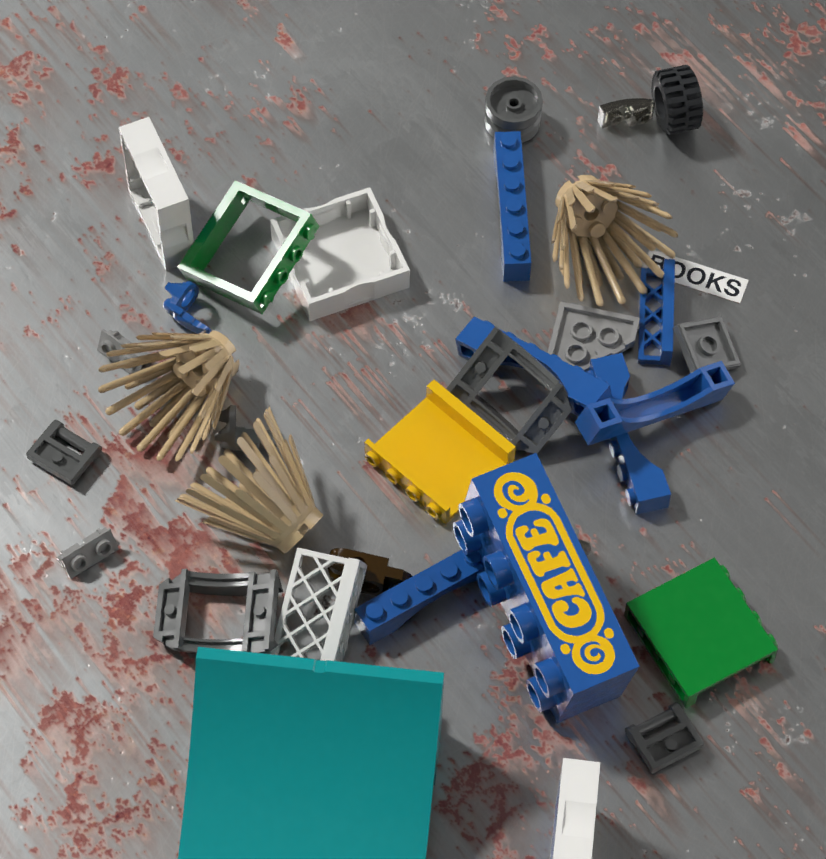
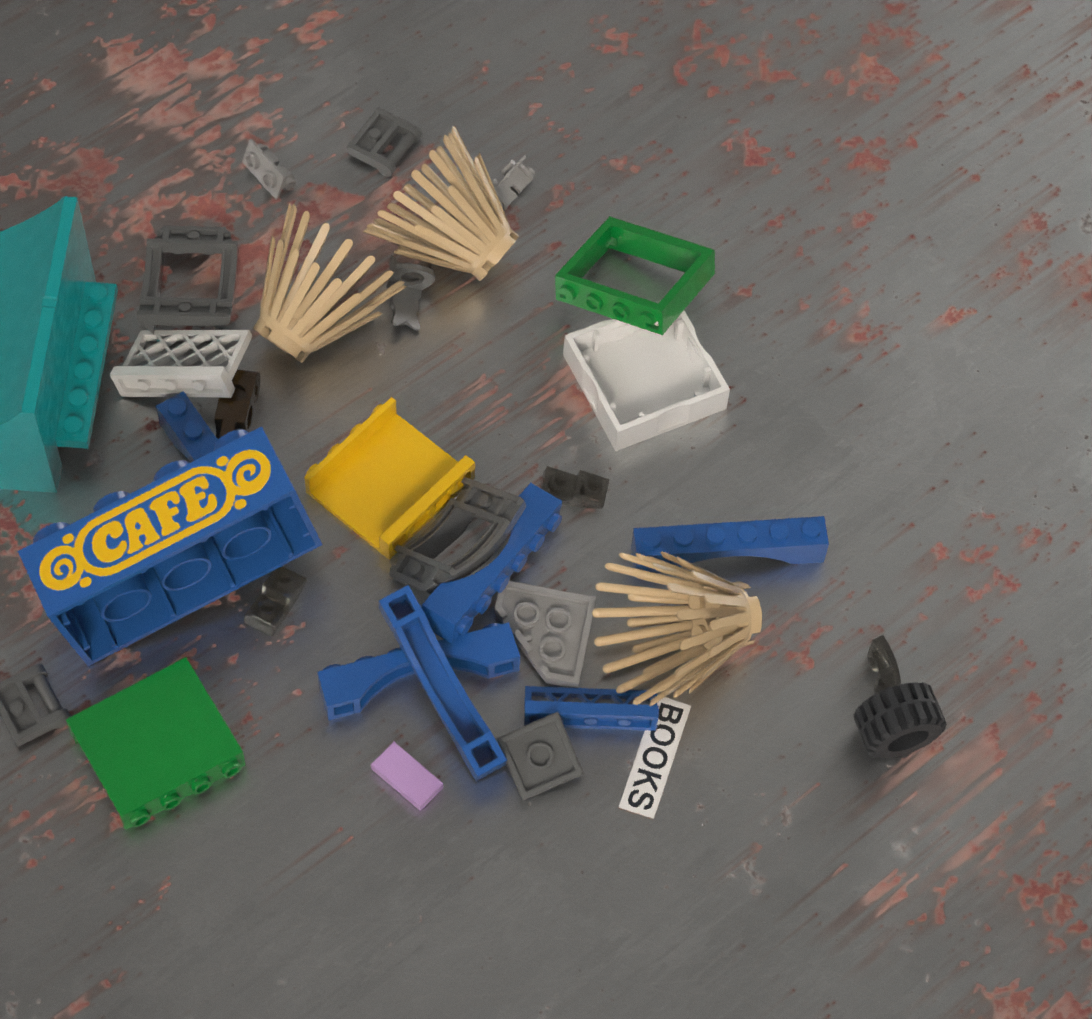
camera: 85 degrees right, 0 degrees up
(157, 191) = (687, 173): white tile -> none
(181, 302) = (558, 229): blue hair -> none
(449, 316) = (578, 490): none -> clear smoke slope
(513, 106) = (867, 542): dark grey wheel -> none
(720, 447) = (407, 776): none -> lavender tile

